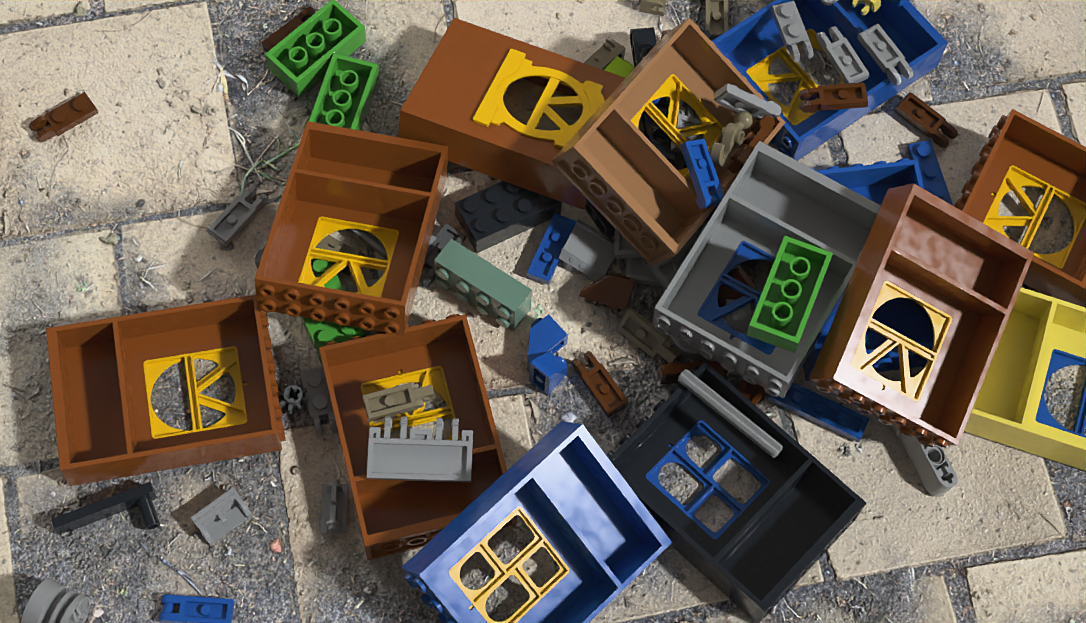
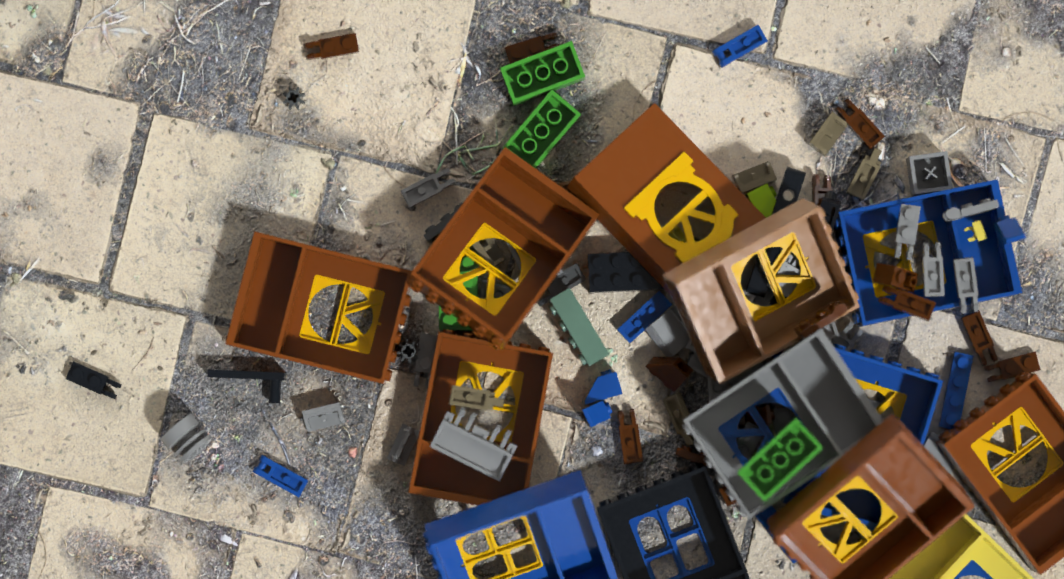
camera: 30 degrees right, 20 degrees up
(40, 183) = (289, 96): none -> dark grey gear
(702, 173) = (769, 332): blue plate -> none
(730, 413) = (702, 513): light grey axle -> none
(731, 137) = (807, 309): dark tan piece -> none
(739, 100) = (833, 287): light grey hinge -> none
(804, 75) = (895, 277): none -> reddish brown slope
(975, 136) = (1013, 366): none -> reddish brown hinge

